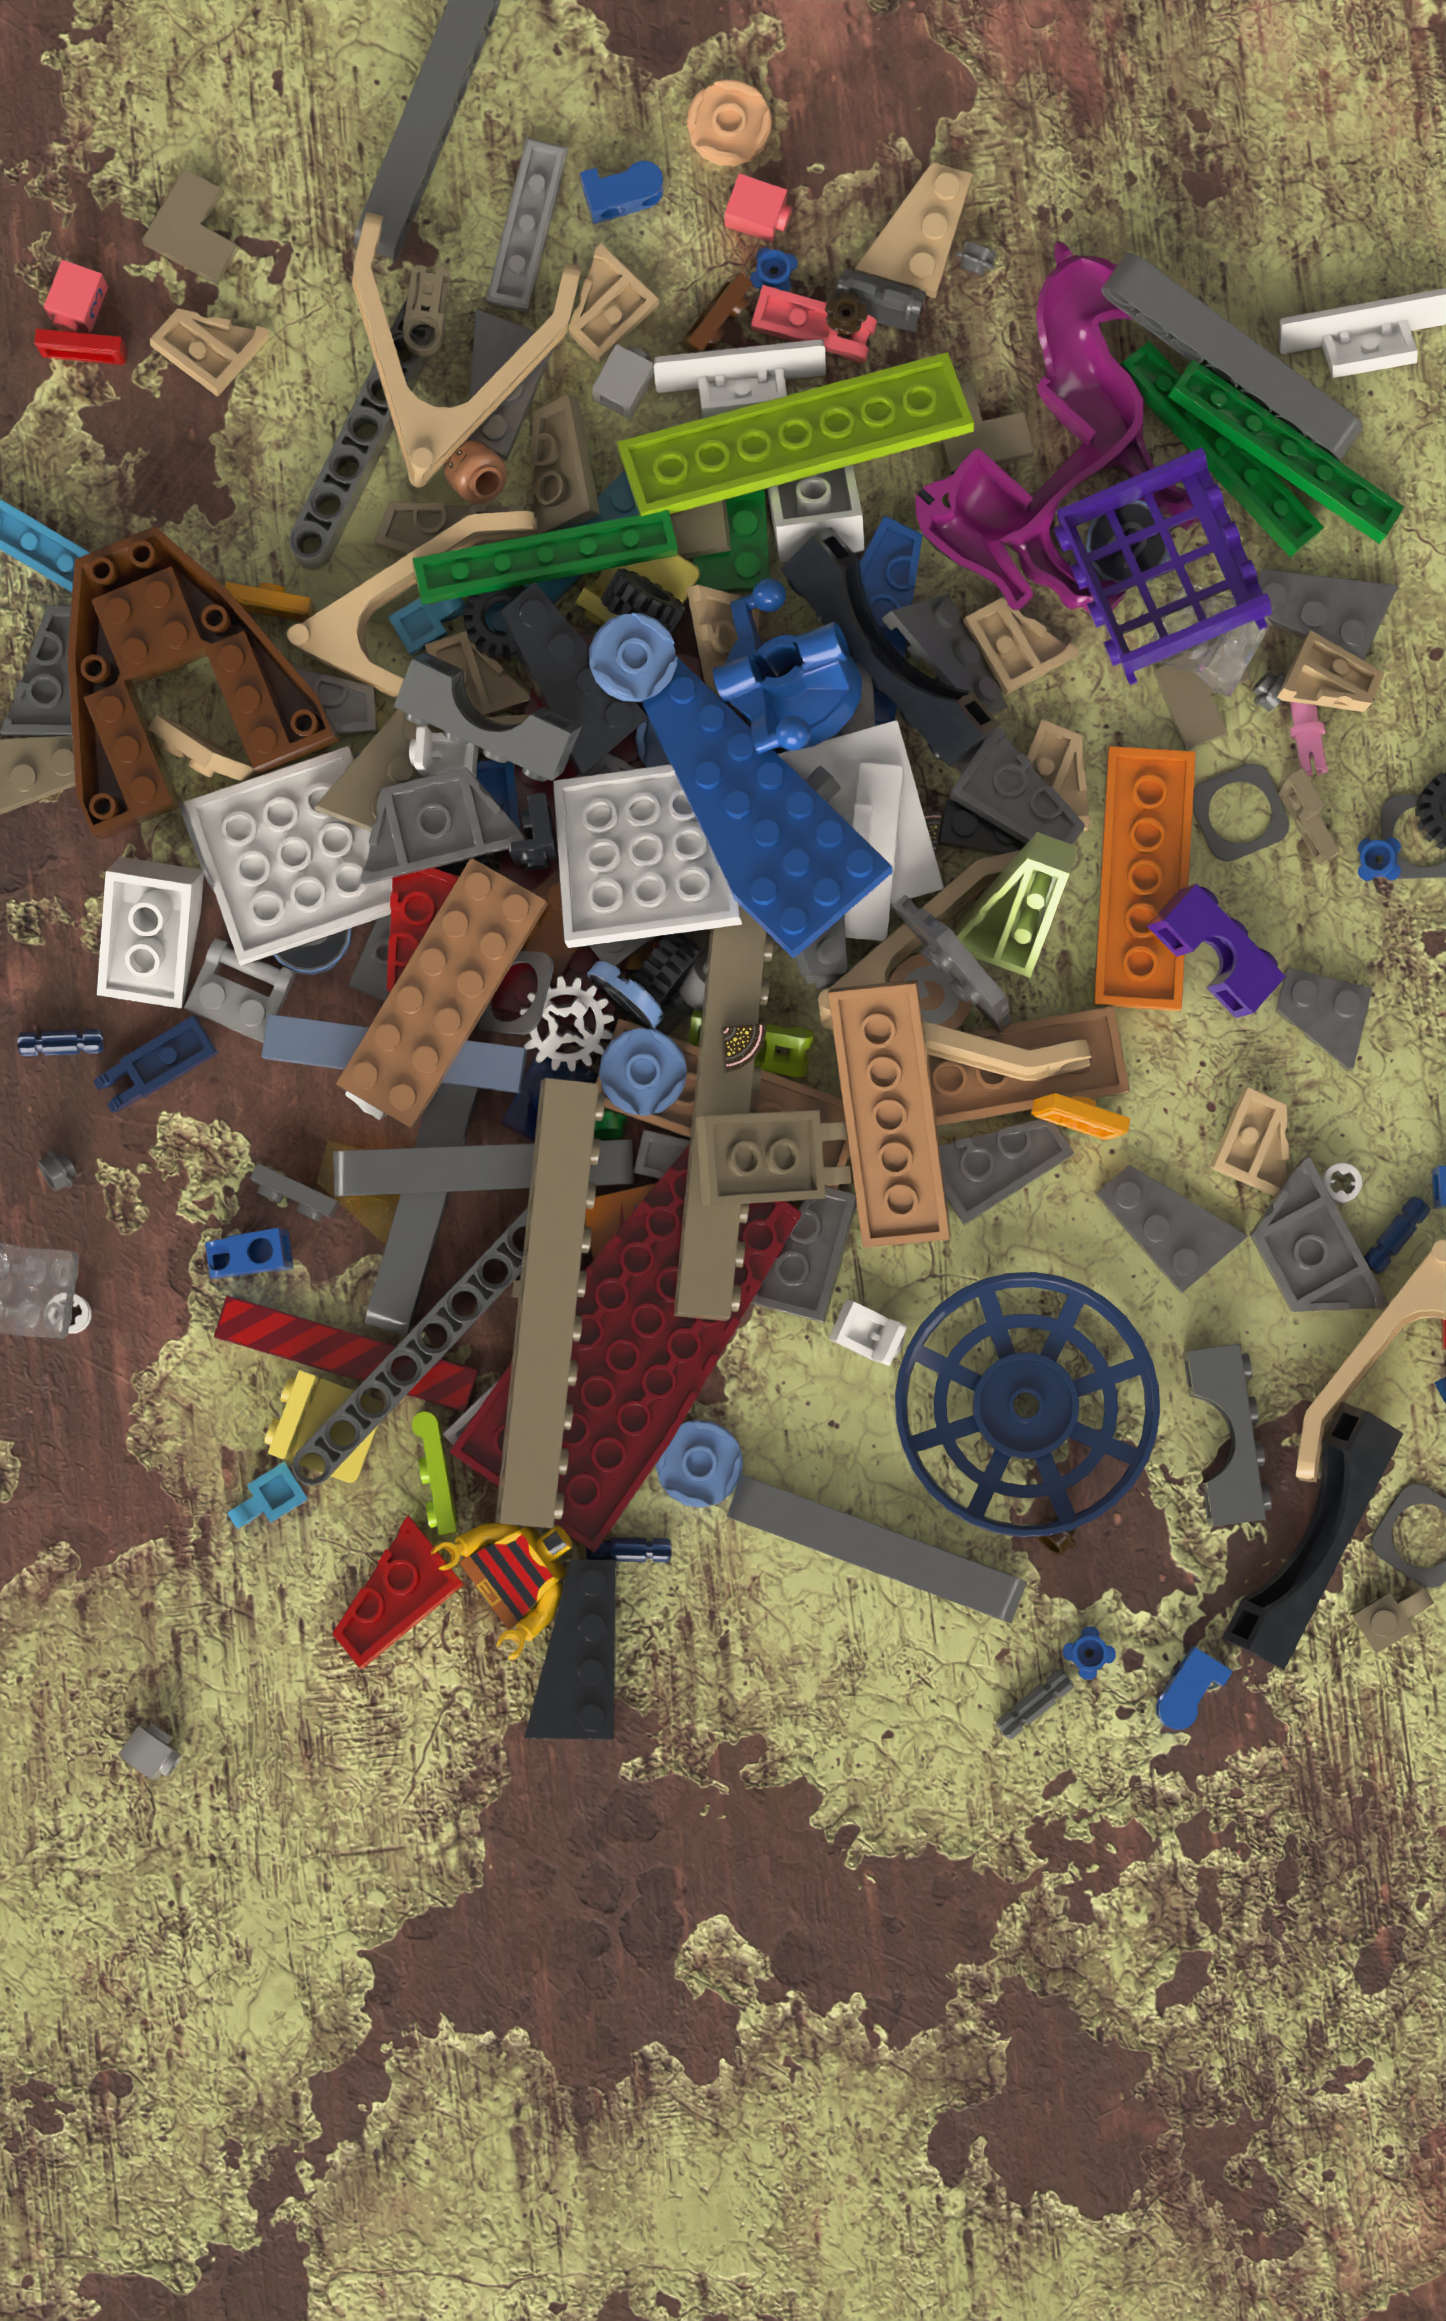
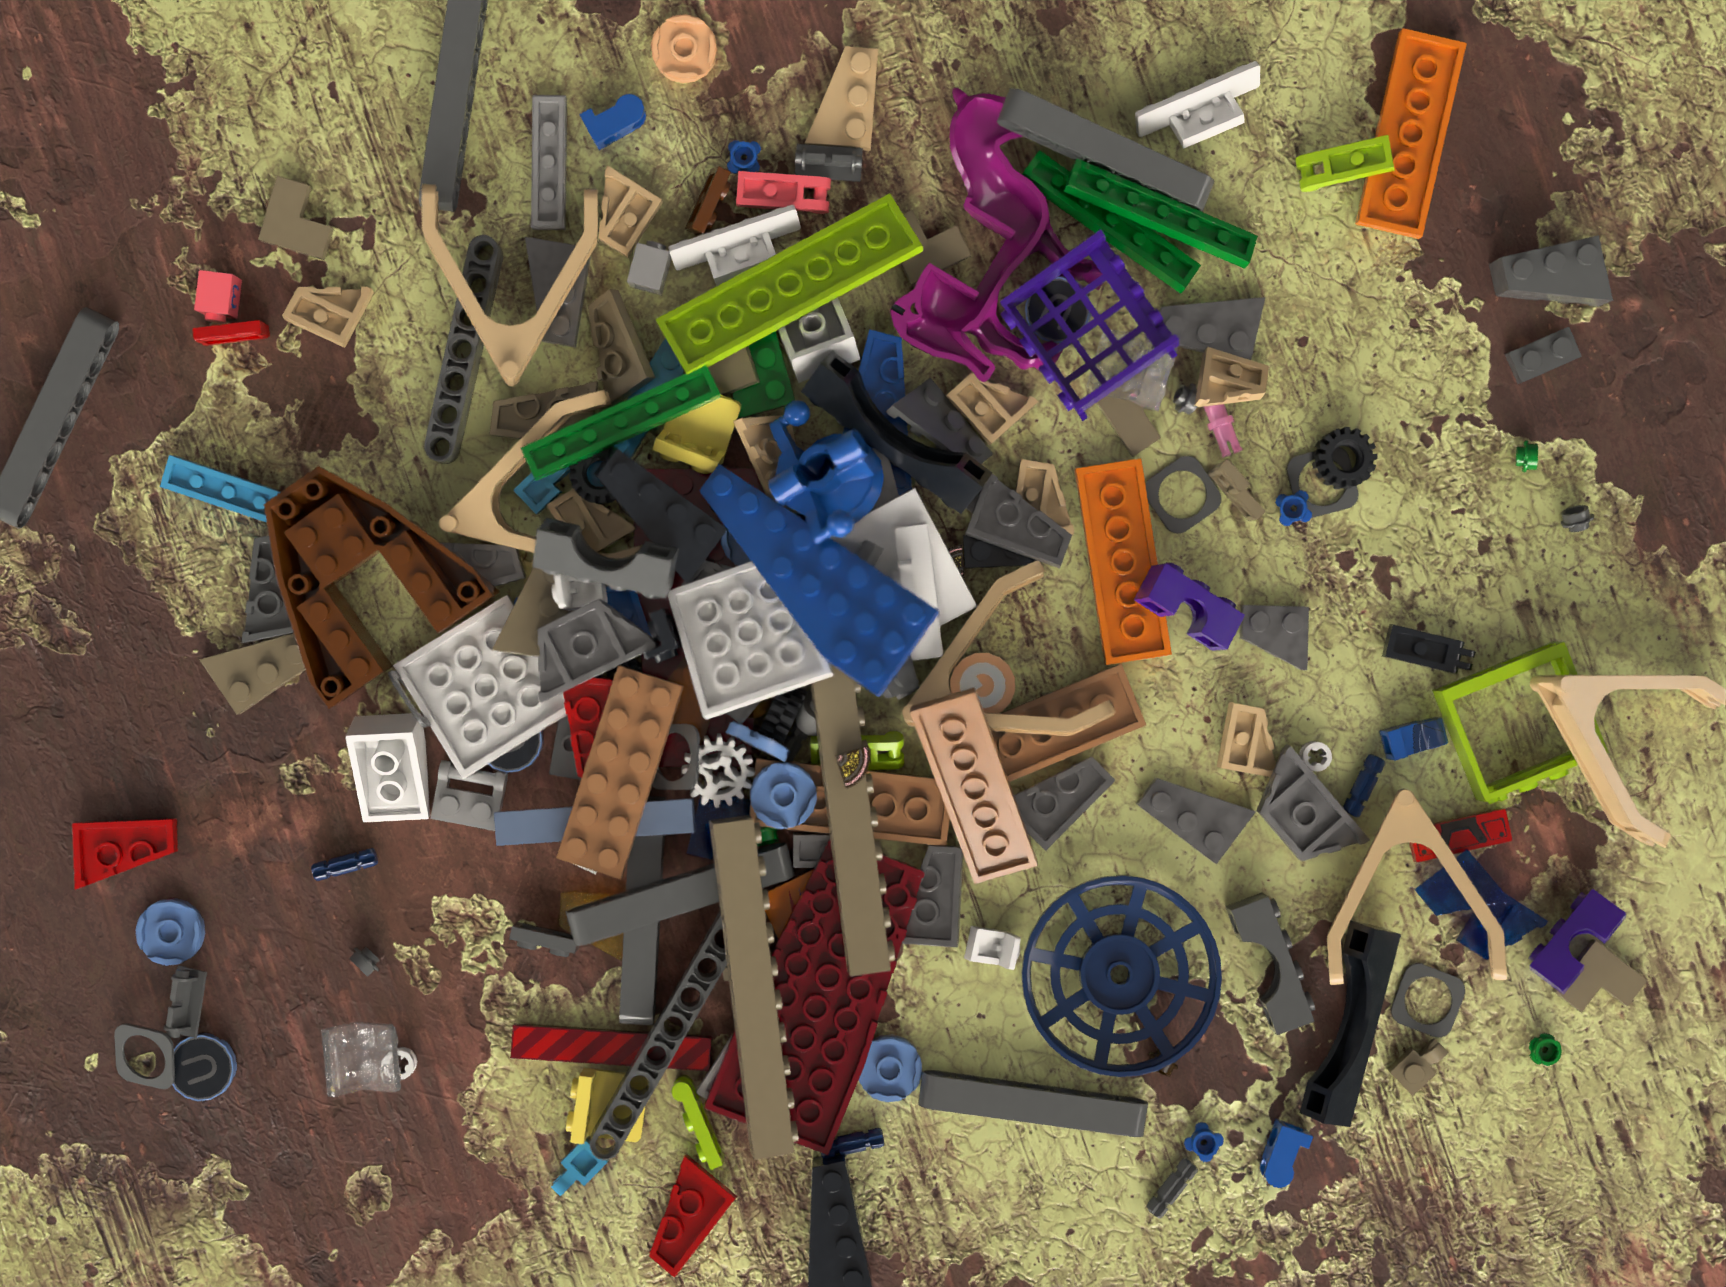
camera: 15 degrees left, 5 degrees up
(159, 1062) = (422, 862): dark blue hinge -> none
(204, 754) = (398, 625): tan wing -> none
(249, 1253) = (523, 991): blue leg -> none
(272, 601) = (421, 496): light orange plate -> none
(426, 306) = (486, 245): dark tan piece -> none
(475, 472) = (553, 364): nougat head -> none
(514, 1573) = (772, 1186): torso -> none
(632, 657) = (705, 488): medium blue tile -> none
(637, 594) = (703, 441): black tyre -> none
(757, 208) = (721, 112): coral brick -> none
(766, 1157) = (891, 843): dark tan tile -> none
(843, 324) = (810, 188): dark brown plate -> none
(946, 951) = (996, 664): flat silver wing -> none
(976, 258) = (894, 114): dark grey plate -> none
(1018, 907) = (1036, 609): yellowish green wedge -> none
(1080, 1115) = (1115, 752): light orange plate -> none

